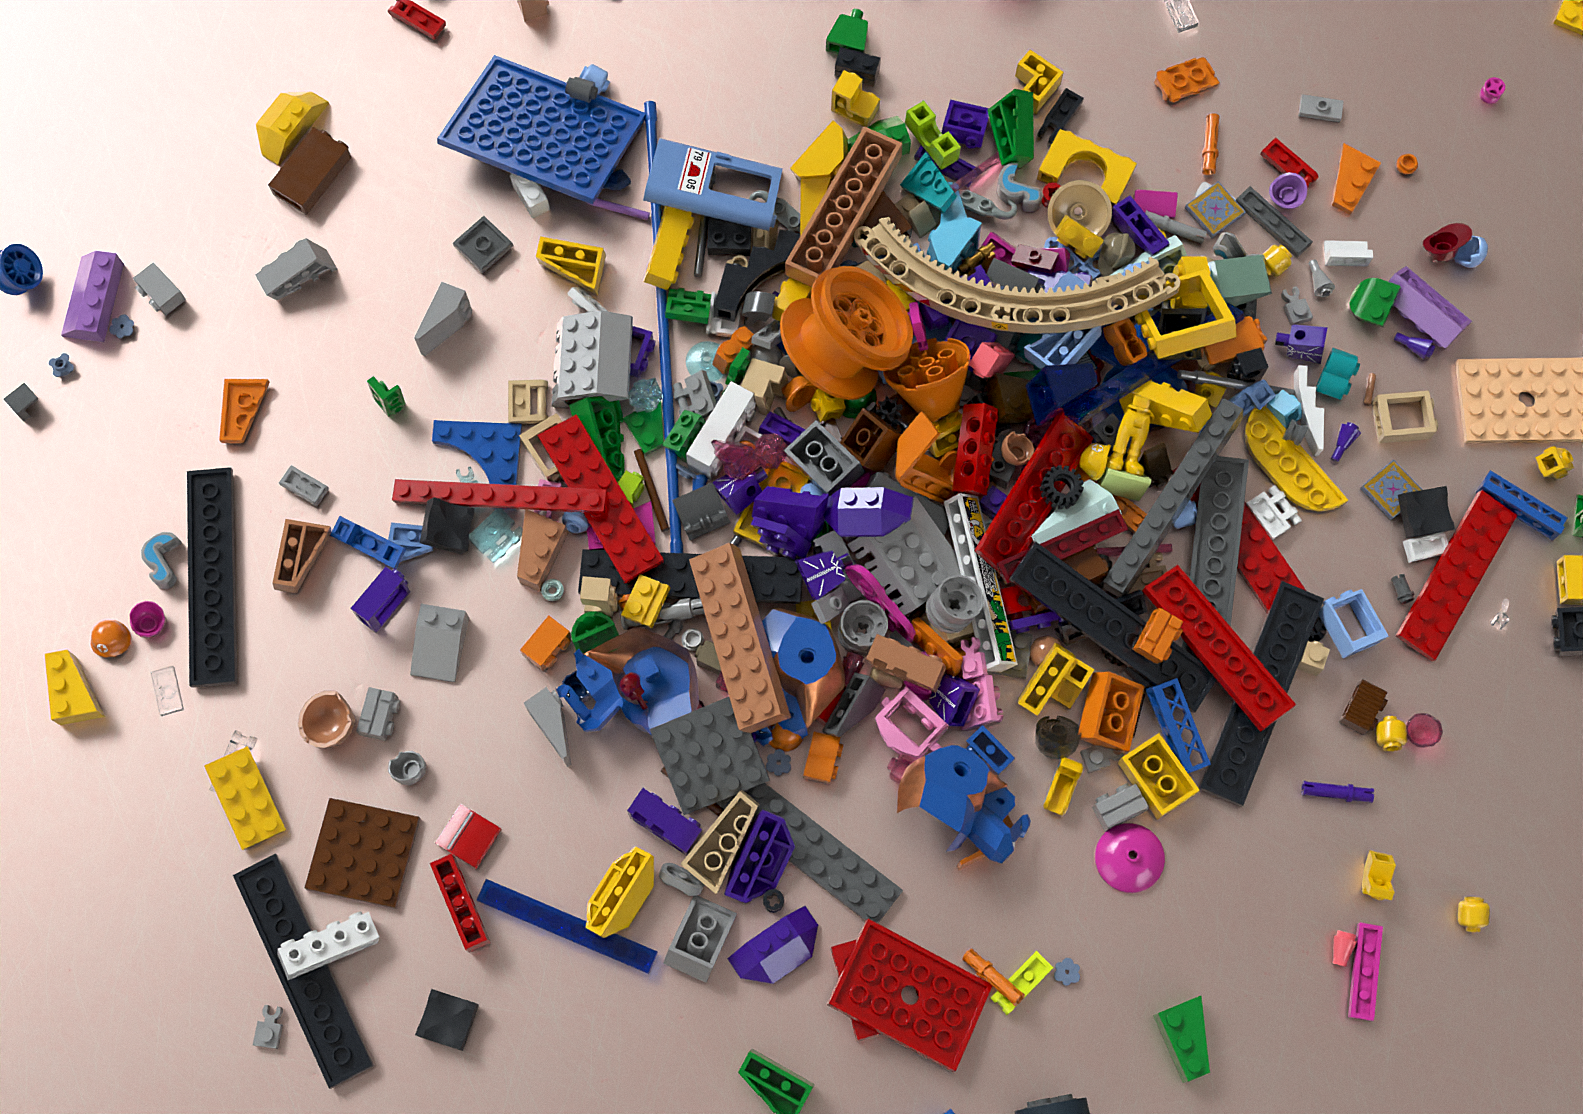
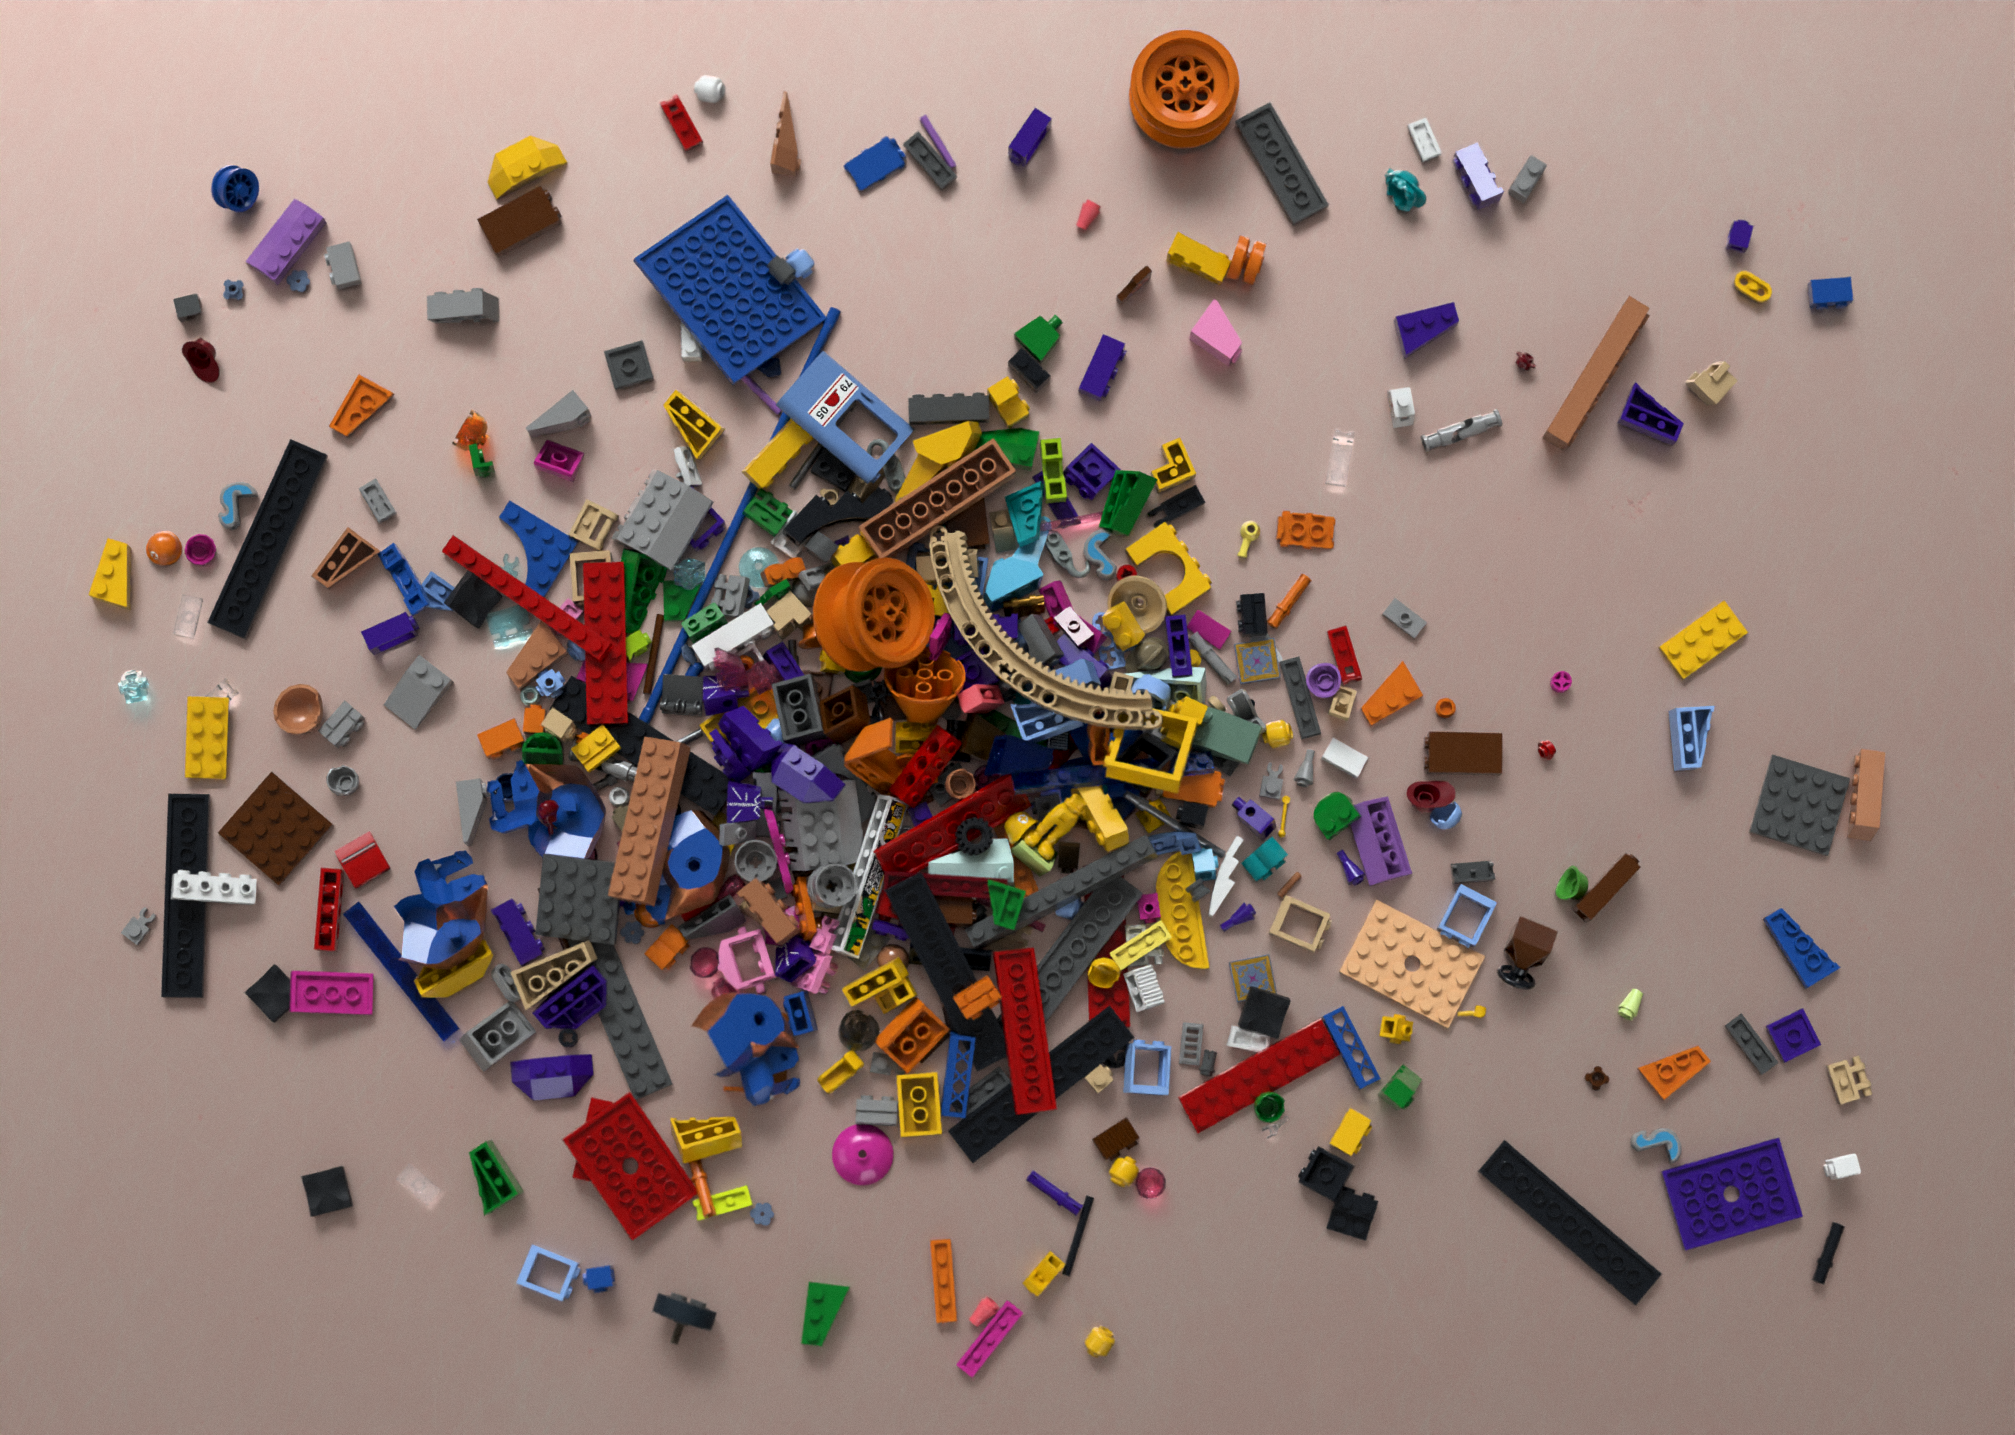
camera: 25 degrees right, 10 degrees up
(60, 442) = (201, 358): none -> dark red piece
(146, 794) = (133, 686): none -> clear light blue brick
(362, 369) = (472, 432): none -> clear orange cylinder
(462, 362) = (559, 460): none -> dark pink slope
(506, 986) = (331, 992): none -> dark pink plate
(568, 608) = (533, 718): none -> orange brick
(569, 573) = (550, 691): none -> light blue brick
(584, 850) = (446, 919): none -> blue piece
(797, 137) = (948, 410): none -> dark grey brick
(868, 752) = (704, 962): none -> clear pink hair
(922, 33) = (1102, 368): none -> dark purple brick
(968, 924) = (705, 1138): none -> yellow wedge
(1131, 531) = (1005, 903): none -> green wing
(1139, 108) = (1248, 537): none -> light yellow bar
(1186, 171) = (1253, 615): none -> black brick
(1210, 728) = (983, 1090): none -> dark grey plate
(1257, 553) = (1103, 972): none -> yellow hair
(1259, 476) = (1148, 908): none -> dark pink brick
(1274, 511) = (1140, 945): none -> light yellow plate
(1285, 939) = (943, 1280): none -> orange plate
(1301, 550) = (1144, 988): none -> white brick
(1317, 207) = (1342, 703): none -> tan slope
(1318, 317) = (1281, 833): none -> yellow hinge
(1378, 568) = (1193, 1026): none -> light grey slope
(1384, 820) = (1078, 1235): none -> black bar
(1450, 192) = (1463, 753): none -> reddish brown brick
(1486, 597) = (1269, 1107): none -> green hair
(1519, 152) = (1546, 749): none -> red plate
(1526, 291) = (1472, 872): none -> dark grey hinge
(1554, 309) = (1476, 898): none -> light blue window

